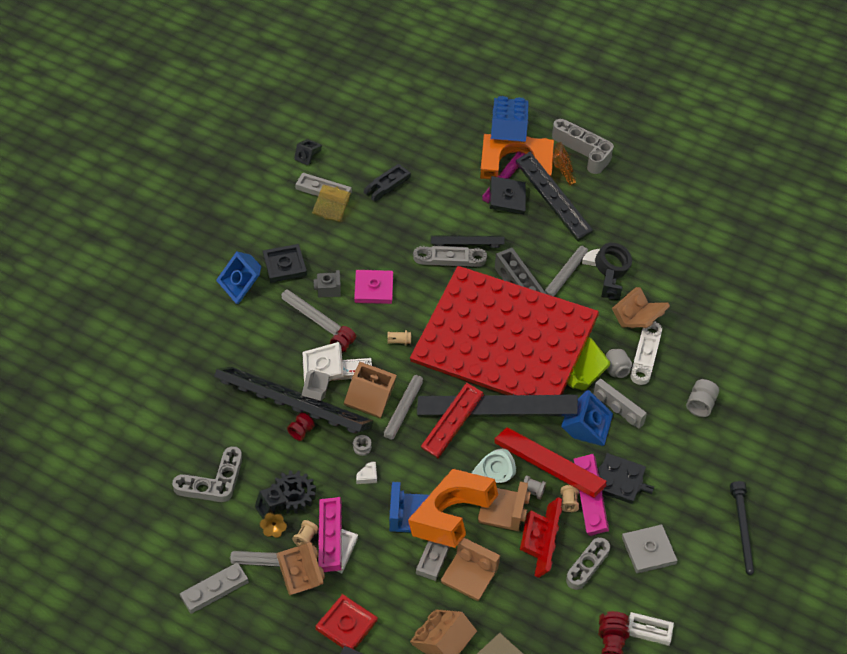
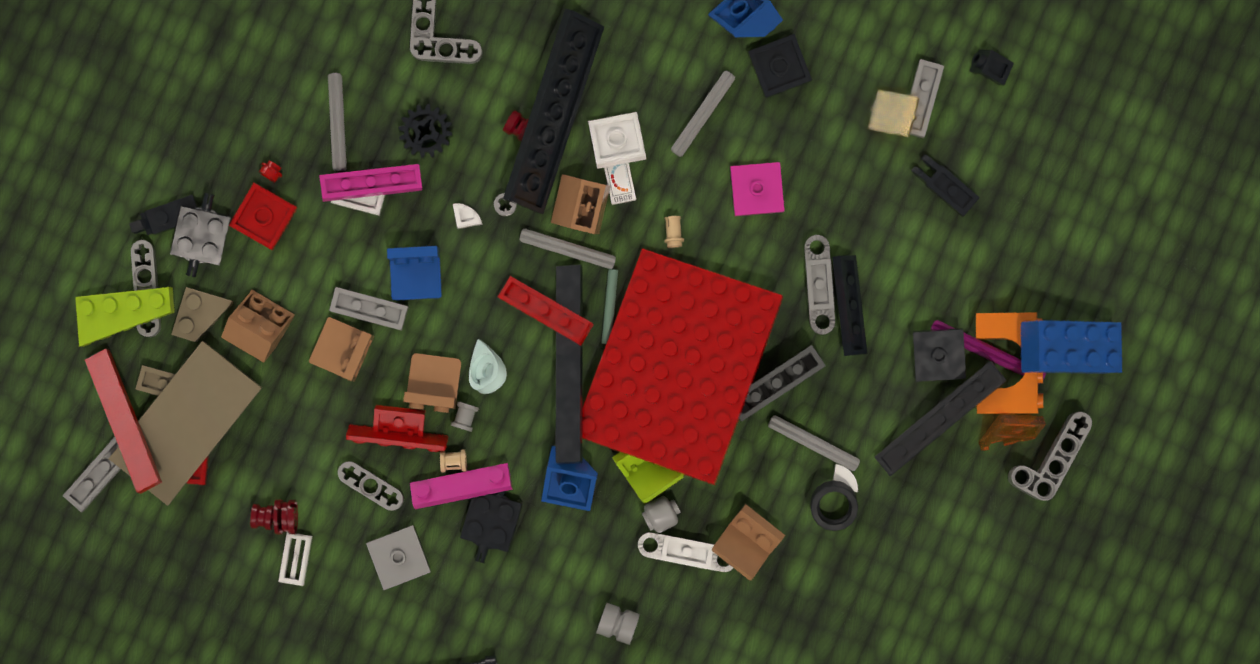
camera: 85 degrees right, 35 degrees up
(214, 588) = (294, 62): light grey plate -> none
(269, 499) = (406, 107): black bracket -> none
(271, 528) = (379, 115): pearl gold plant -> none
(300, 568) = (317, 153): medium nougat bracket -> none
(306, 533) = (370, 154): tan bush -> none
(307, 614) = (270, 171): none -> red plate
(315, 385) = (578, 135): light grey panel -> none
(328, 284) = (746, 137): dark grey brick -> none
(345, 337) = (665, 162): dark red wheel -> none
(446, 383) = (609, 304): none -> sand green bar
(457, 487) = (446, 322): orange arch -> none
(550, 462) = (497, 434): red tile -> none
(611, 290) = (796, 501): black bracket -> none
(619, 403) = (597, 517): light grey plate -> none

